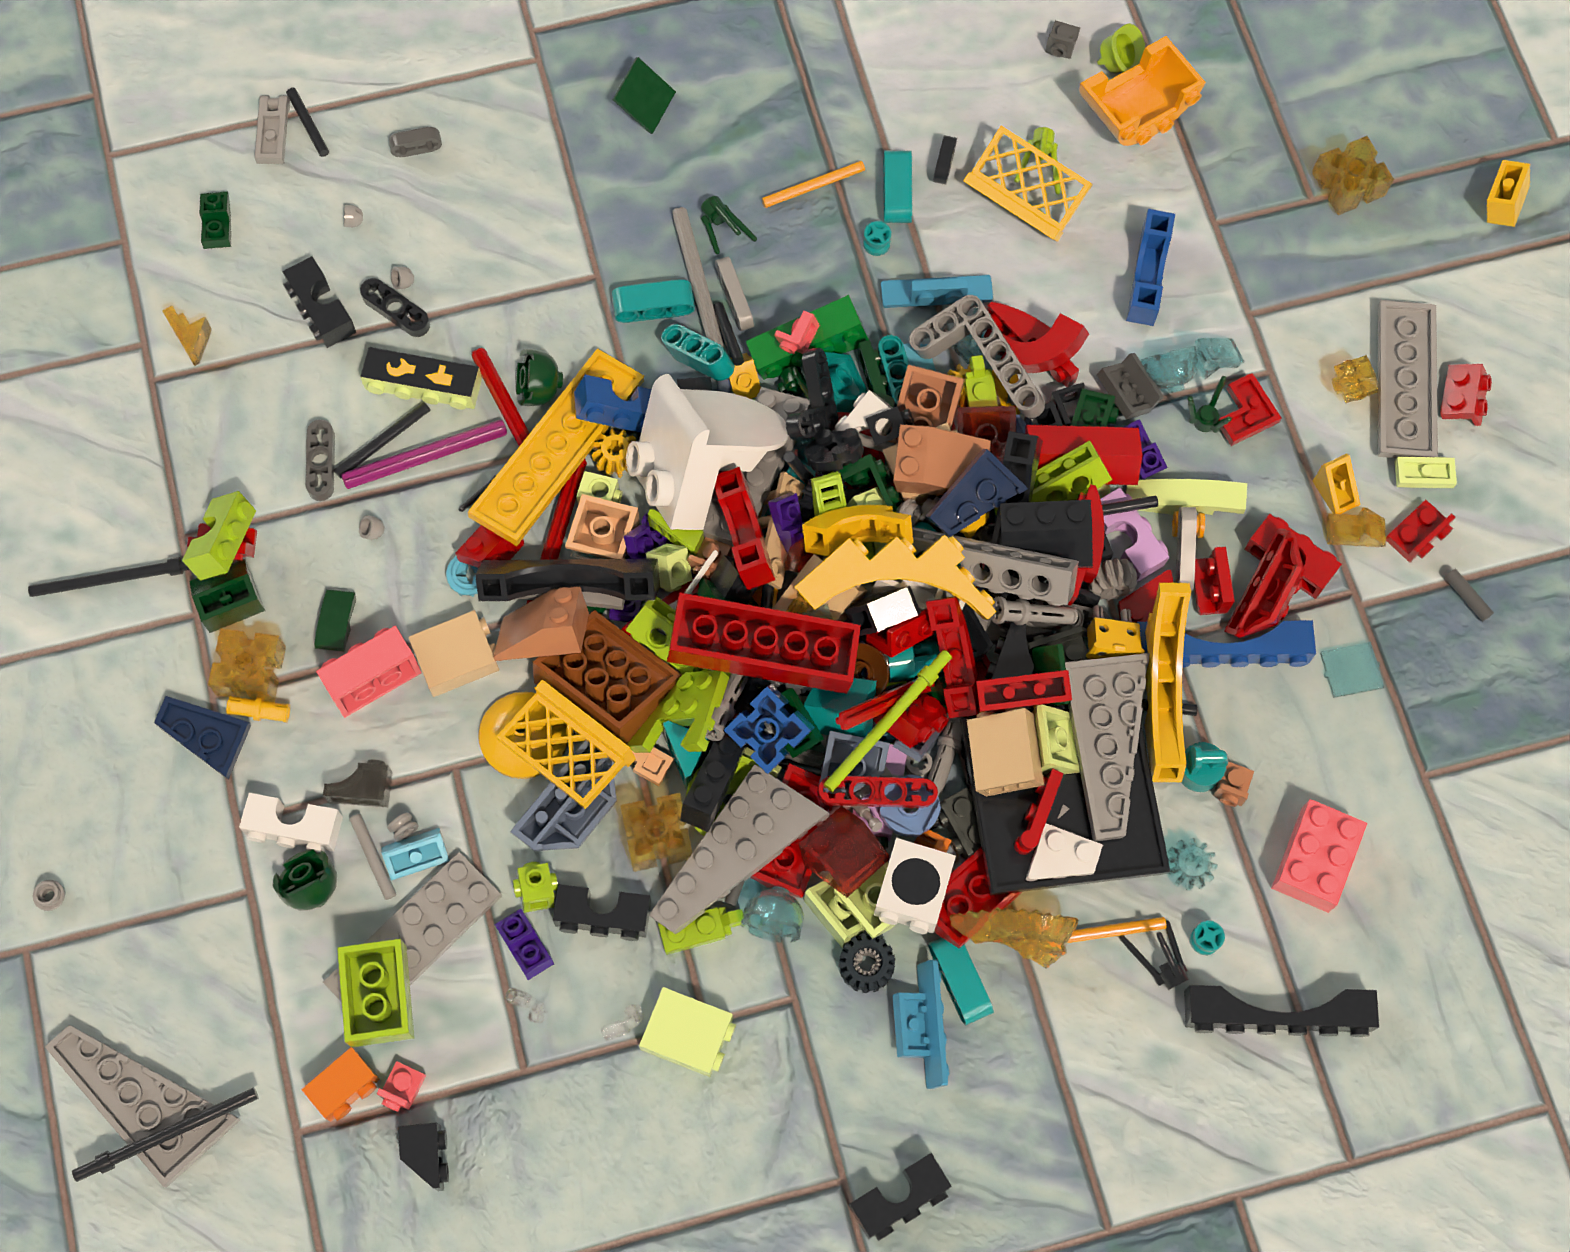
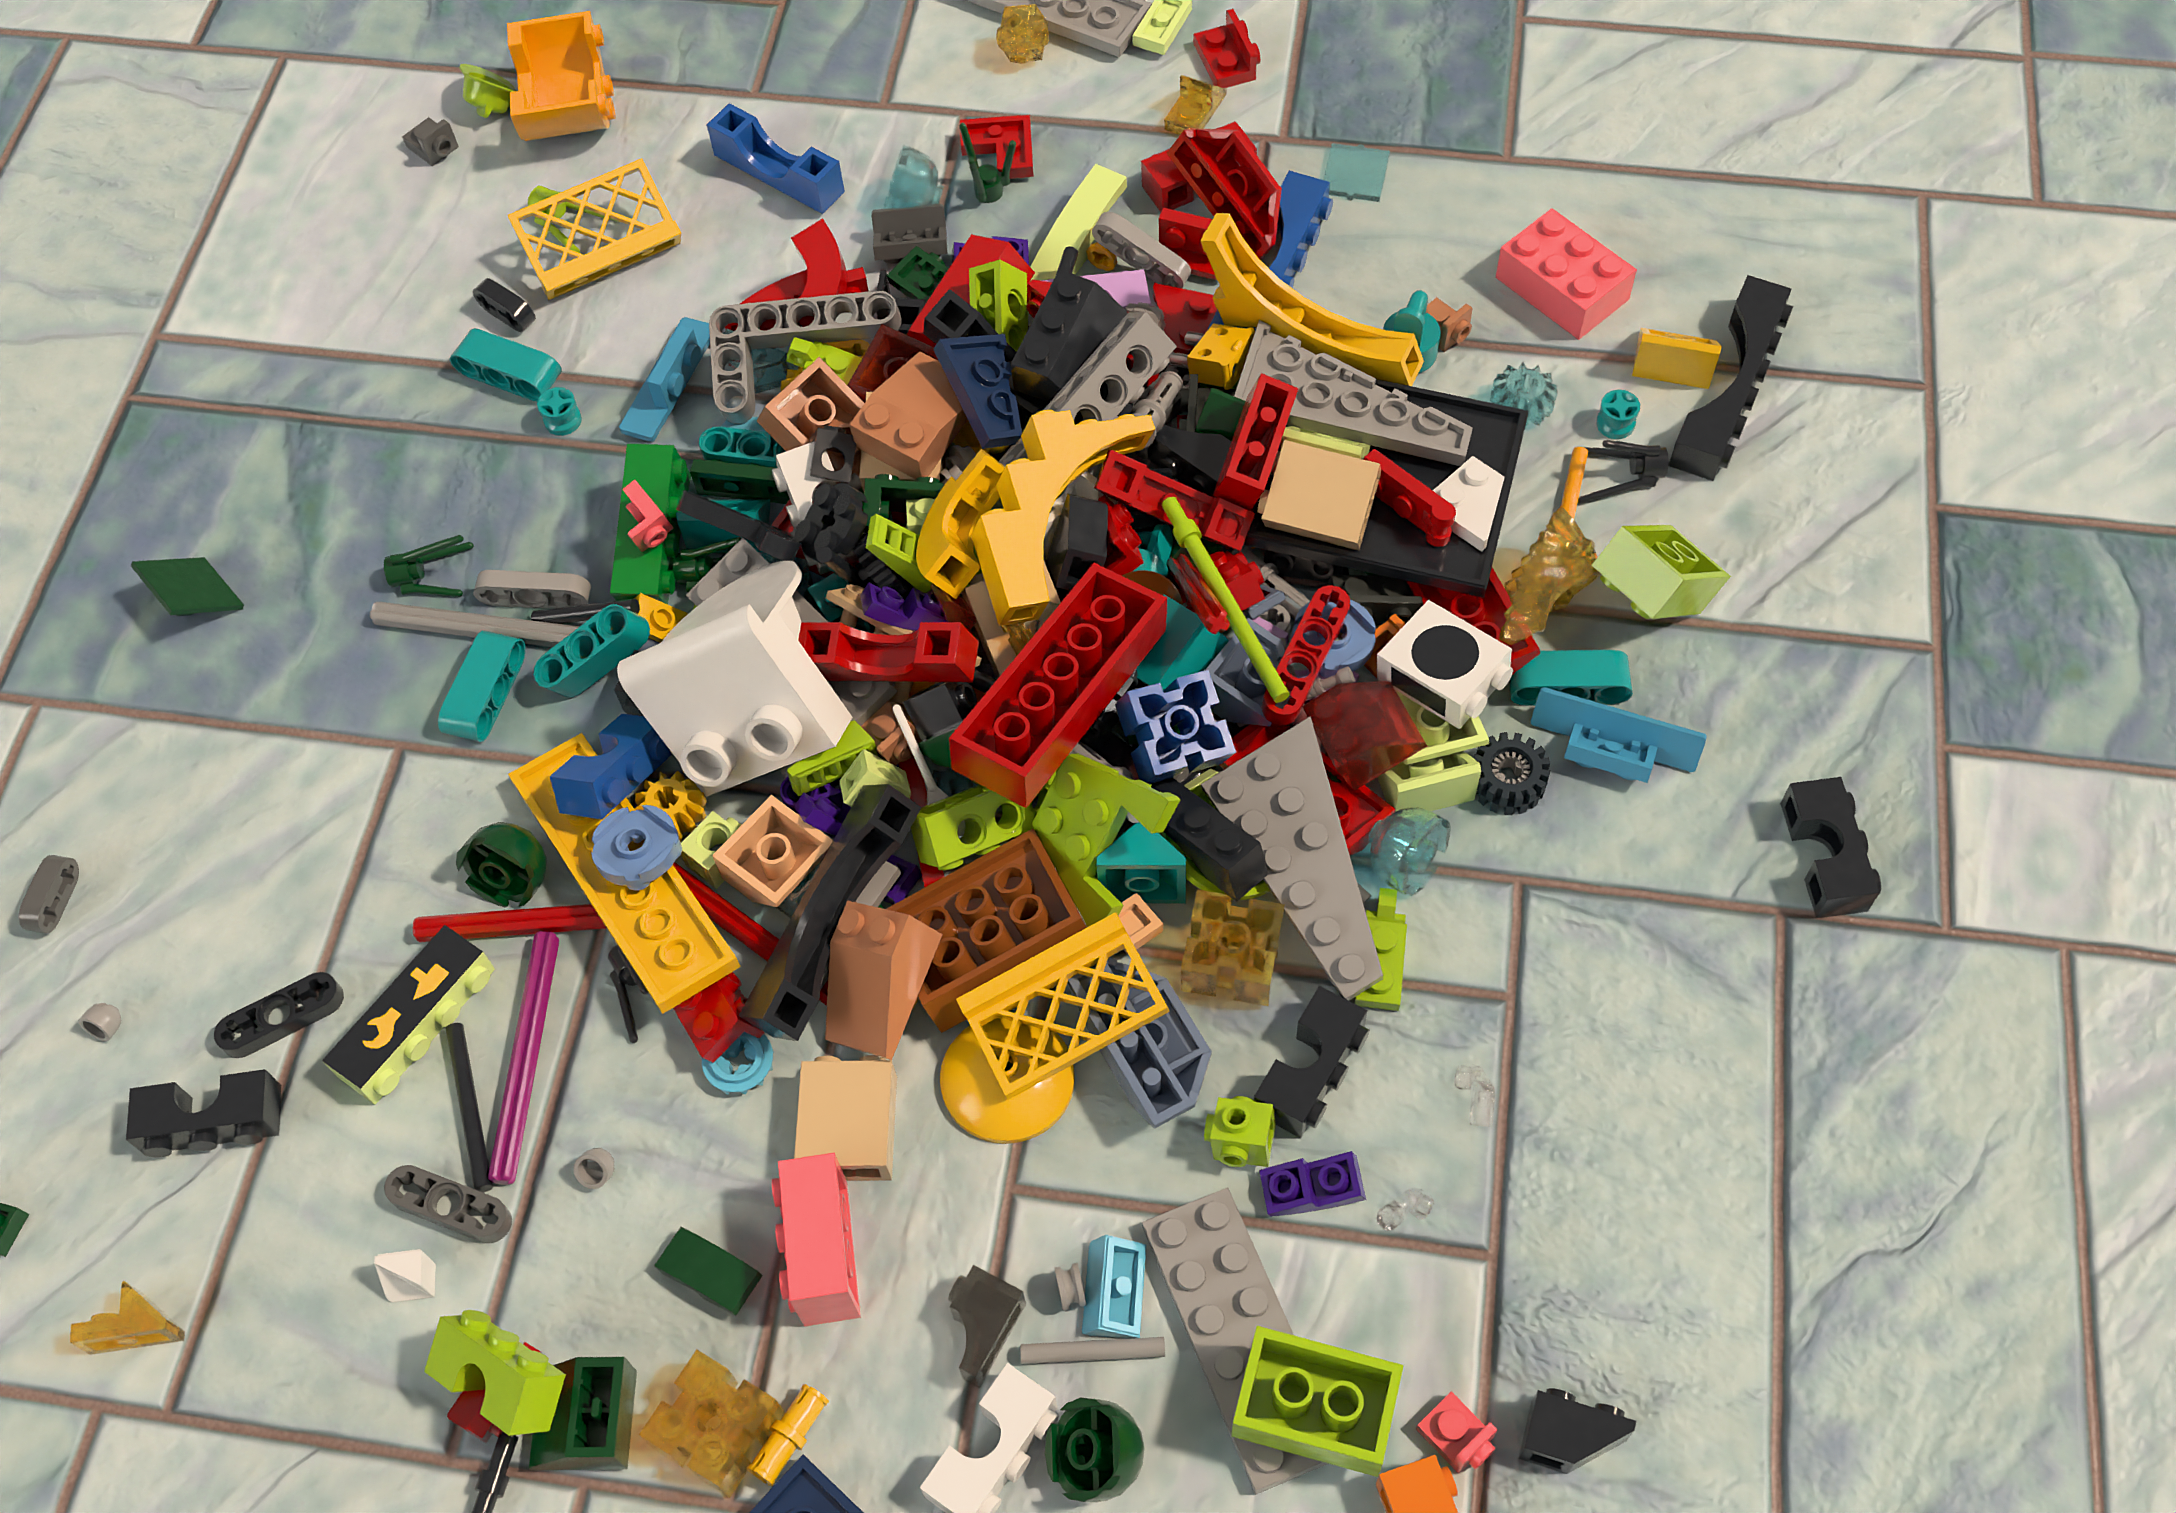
camera: 60 degrees left, 10 degrees down
(270, 461) = (406, 1275): none -> white slope
(401, 277) = (234, 988): light grey hinge -> none
(570, 461) = (642, 865): none -> medium blue plate
(687, 1032) = (1522, 1016): yellowish green brick -> none
(813, 184) = (439, 455): light orange bar -> none
(1061, 1008) = (1659, 571): none -> lime brick
(1217, 354) = (921, 138): clear light blue slope -> none
(1285, 961) = (1676, 358): none -> yellow slope
(1338, 485) = (1136, 98): yellow slope -> none
(1469, 595) = (1320, 42): dark grey piece -> none

